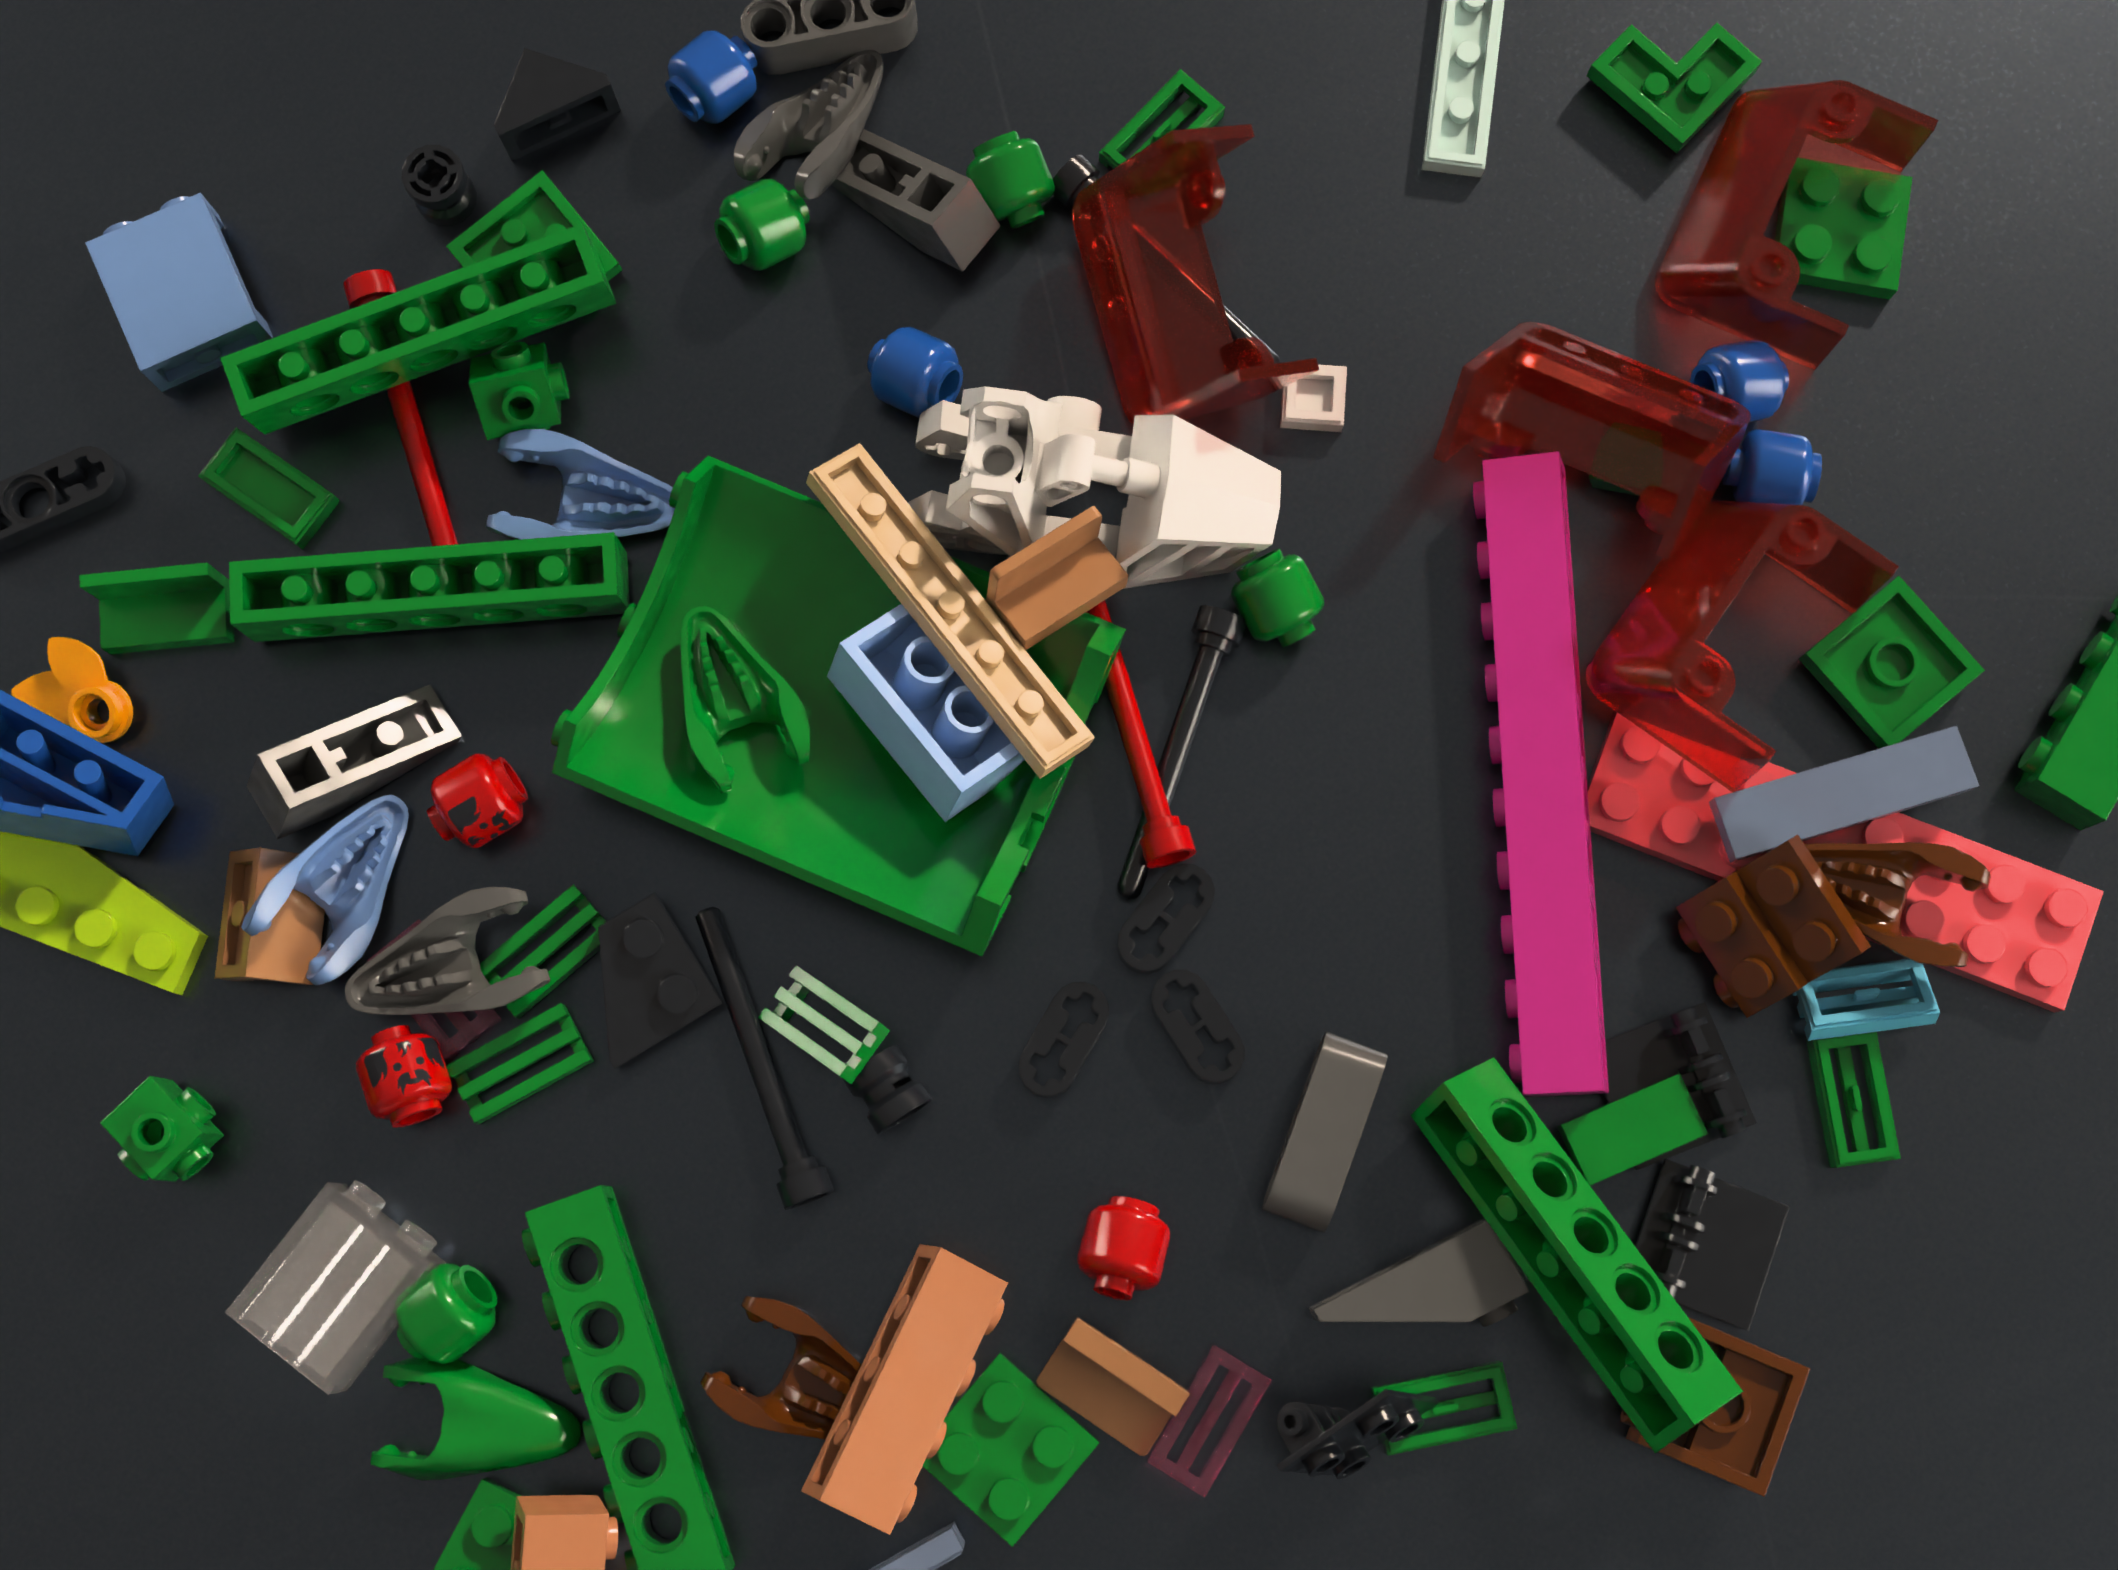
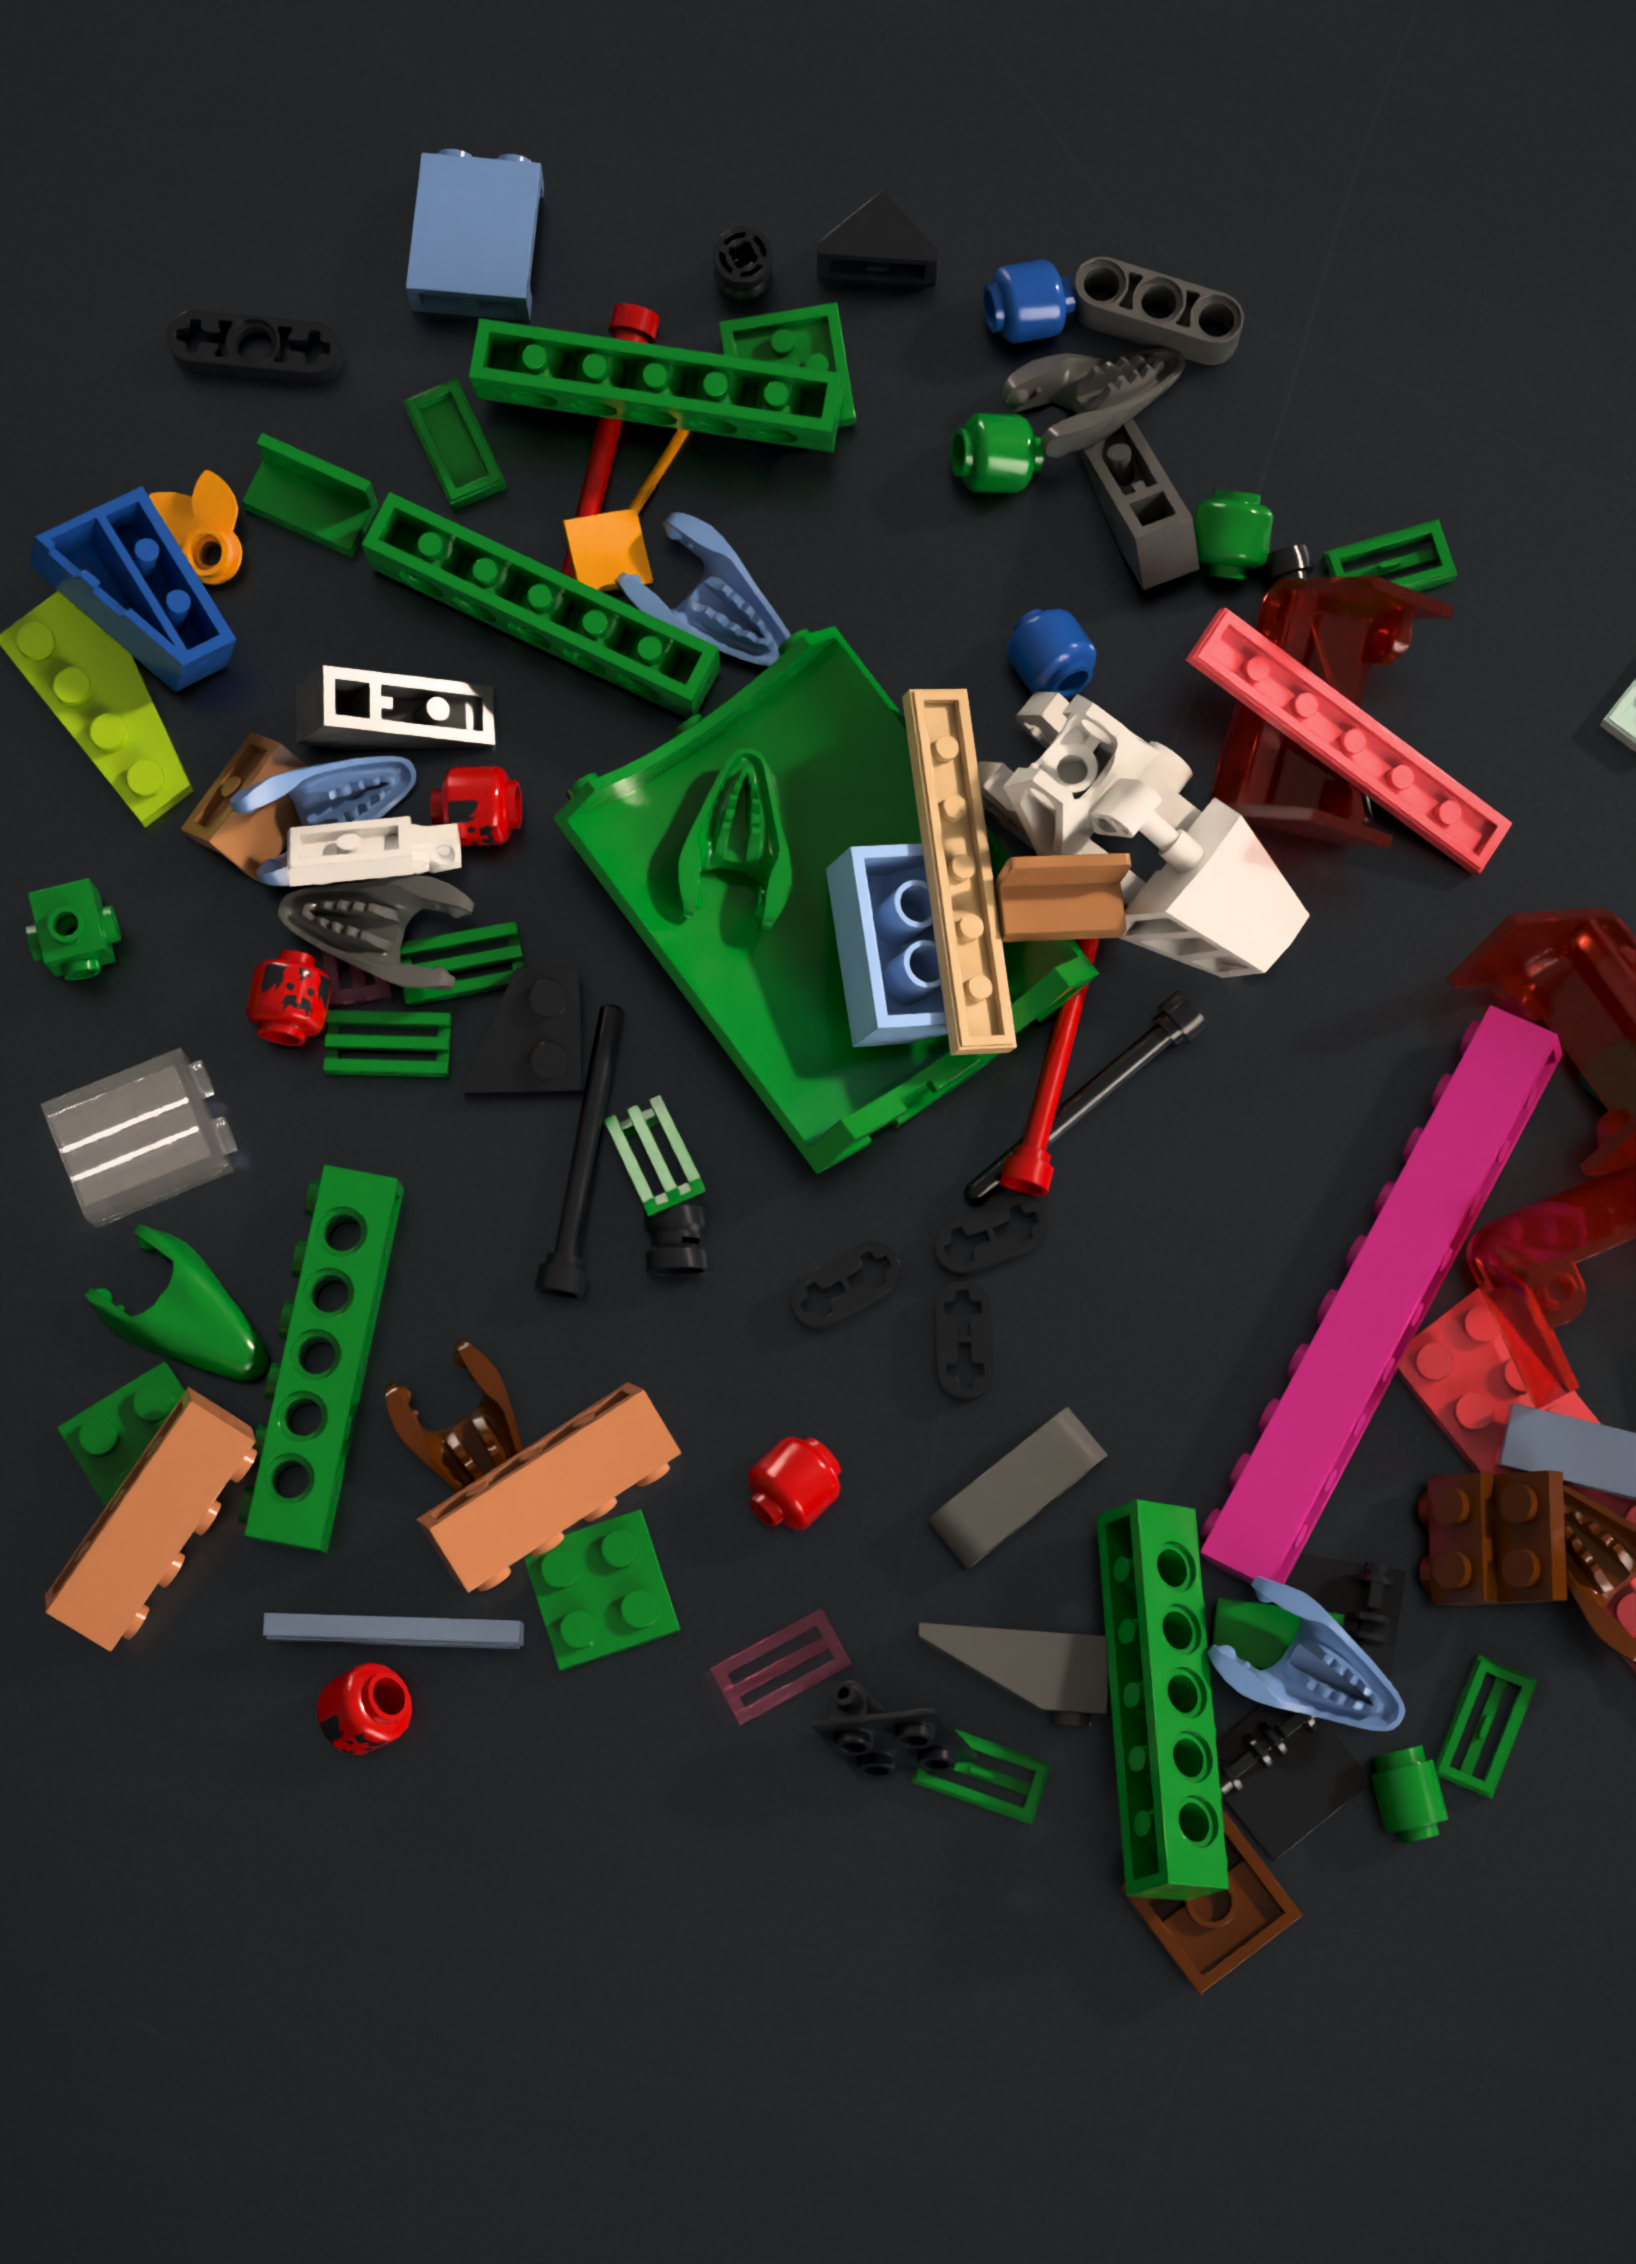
camera: 30 degrees right, 0 degrees up
(400, 899) = (369, 850): none -> white hinge
(446, 1313) = (213, 1210): green head -> none
(463, 494) = (613, 541): none -> light orange piece
(517, 389) = (708, 479): green brick -> none
(1111, 1387) = (716, 1591): medium nougat panel -> none
(1219, 299) = (1348, 741): none -> coral tile
(1277, 597) = (1246, 1021): green head -> none
(1316, 401) = (1383, 872): white tile -> none
(1694, 1141) = (1319, 1672): none -> medium blue animal
(1829, 1199) = (1408, 1794): none -> green brick
(1871, 1008) = (1540, 1657): medium azure tile -> none

